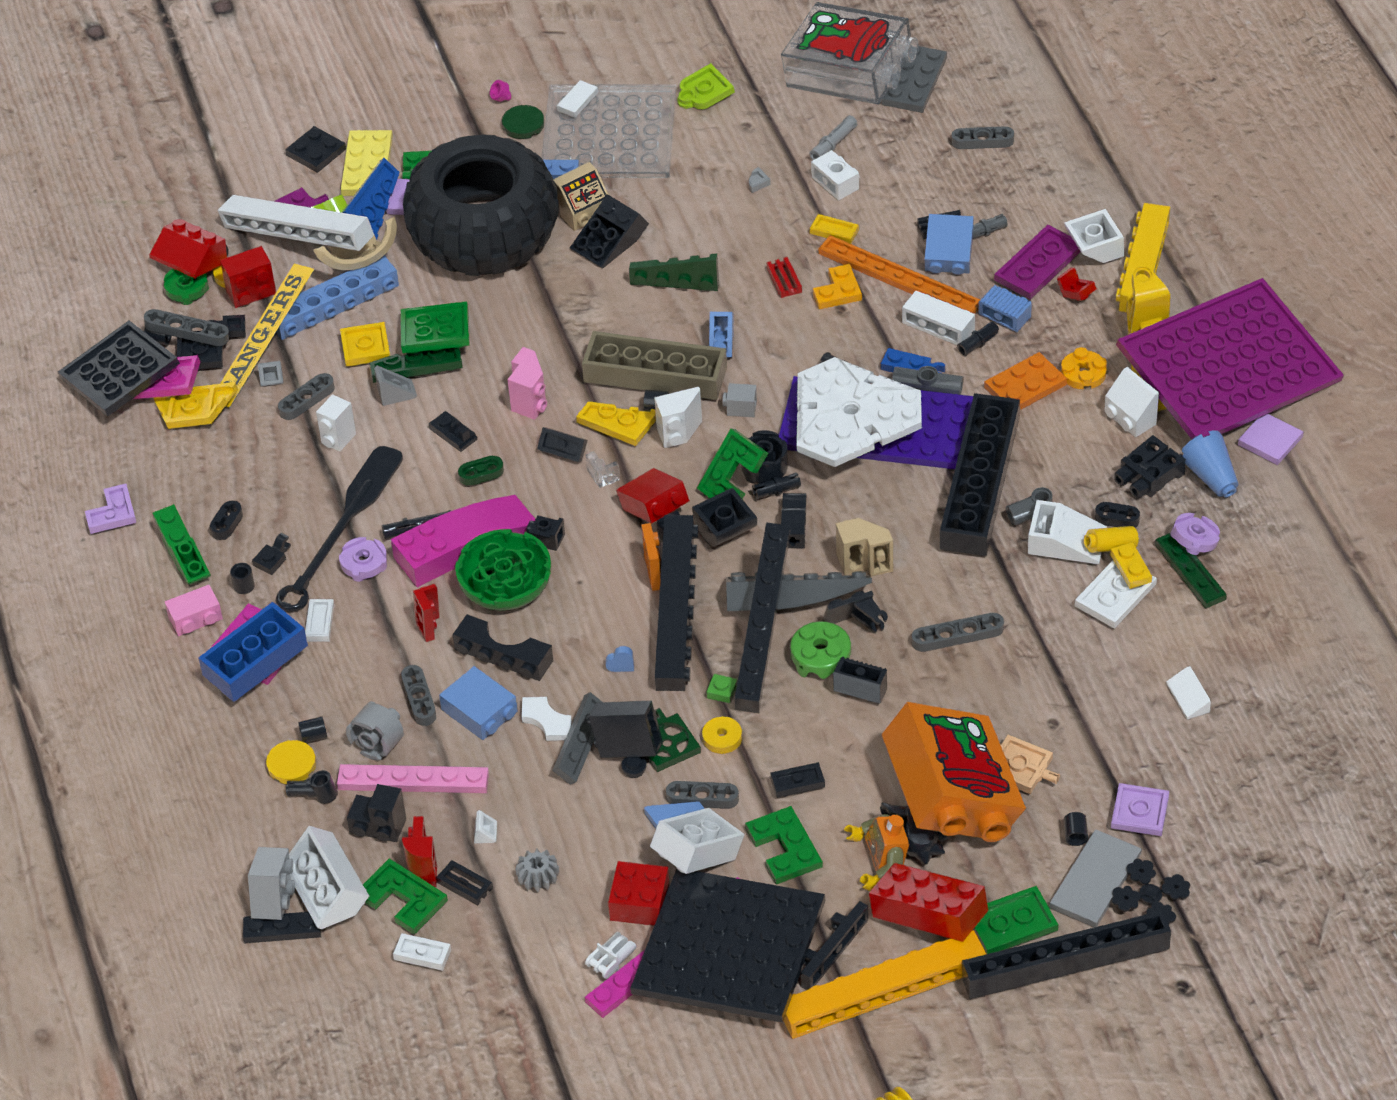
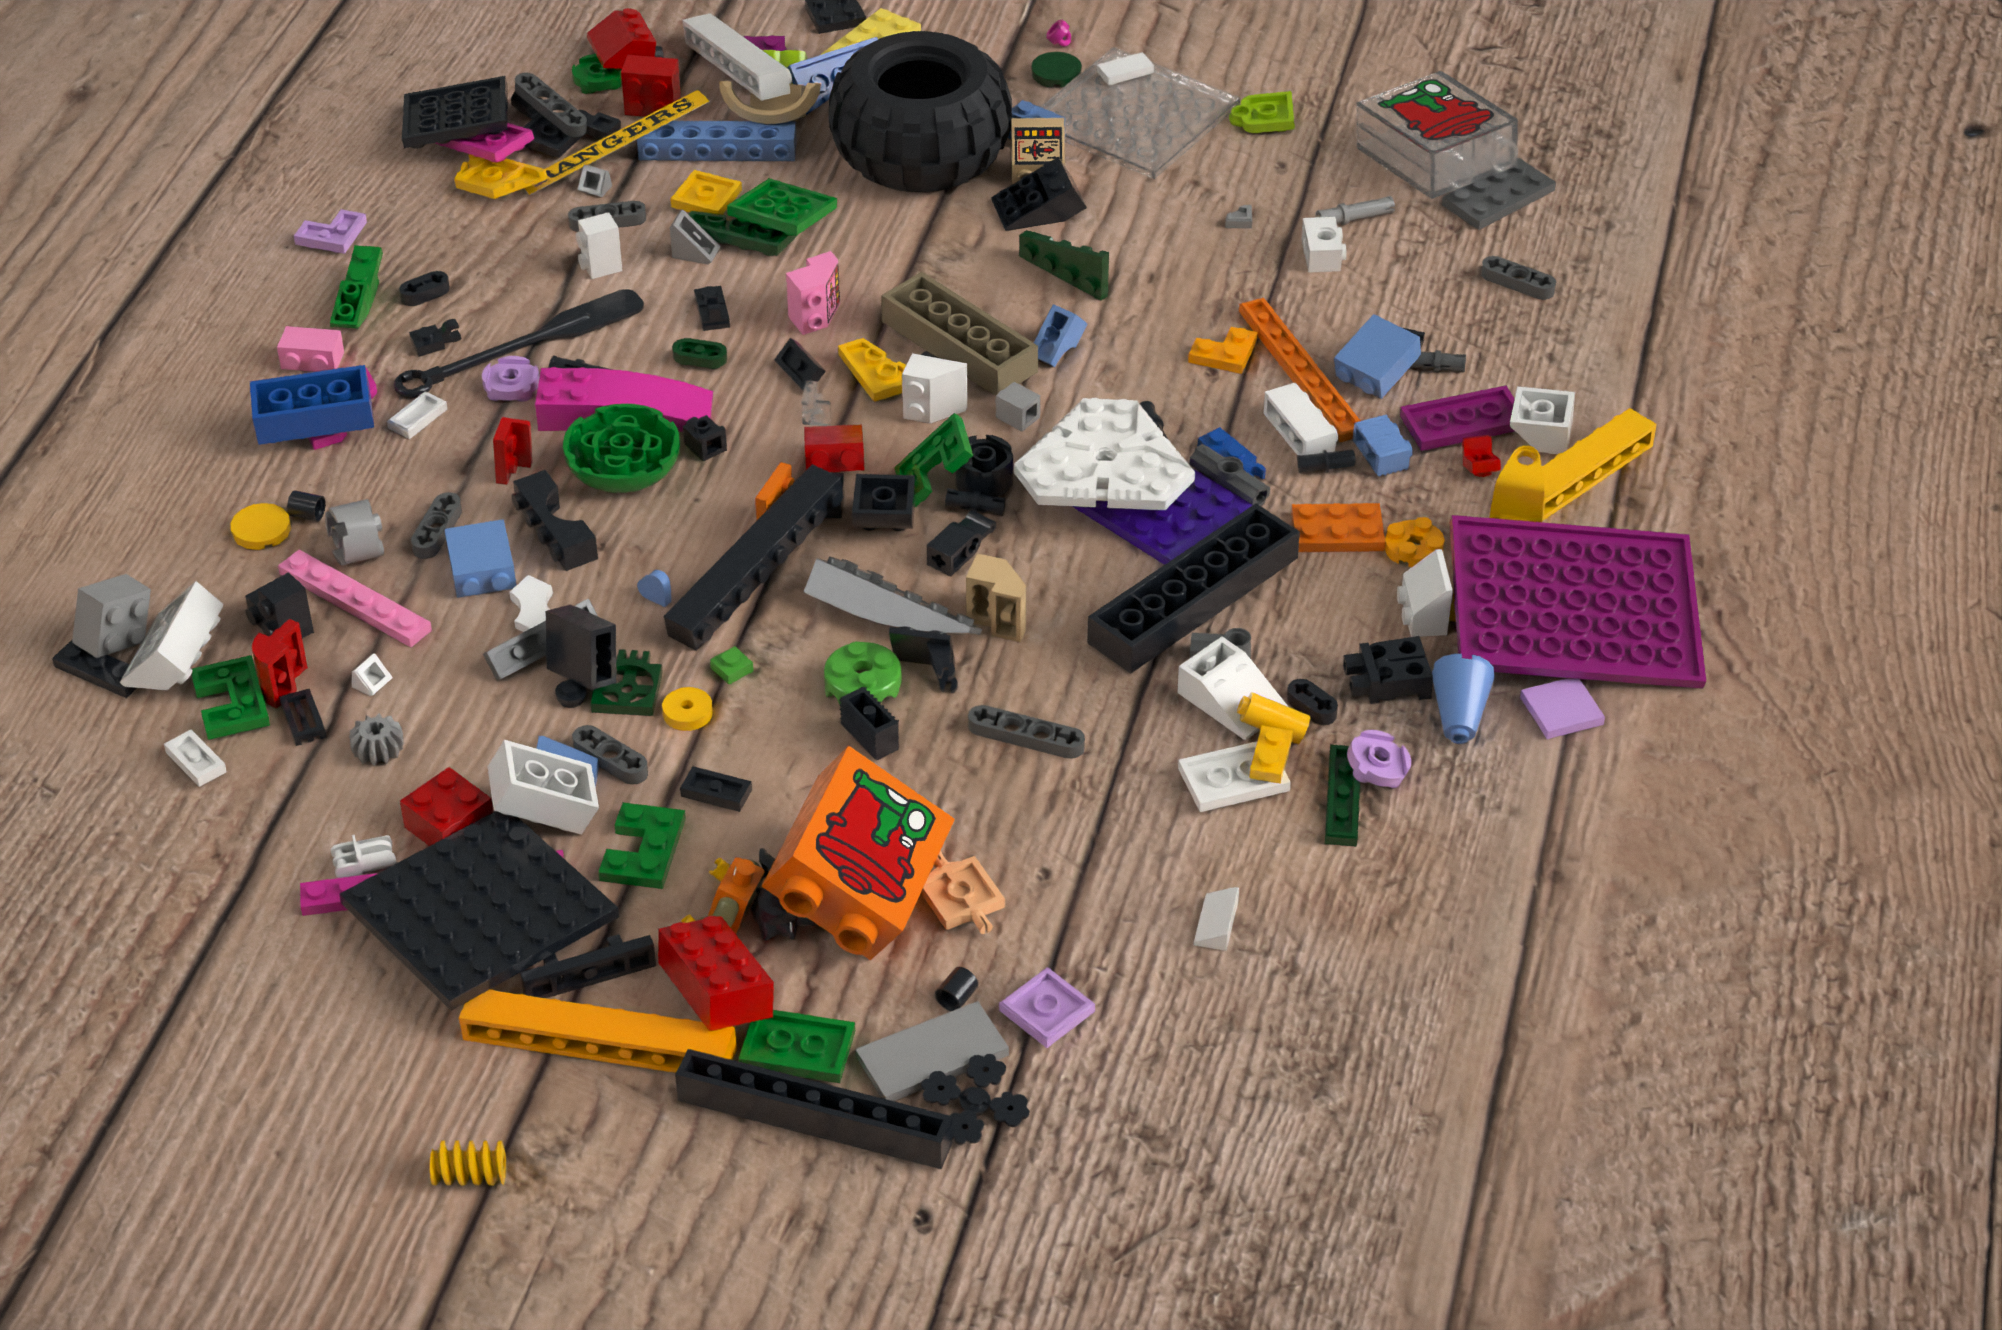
camera: 30 degrees right, 5 degrees down
(242, 578) = (382, 343): black beam -> none
(318, 785) = (255, 556): black pin -> none
(762, 618) = (817, 609): black brick -> none
(780, 266) = (1181, 304): red tile -> none
(826, 226) = (1276, 294): yellow tile -> none

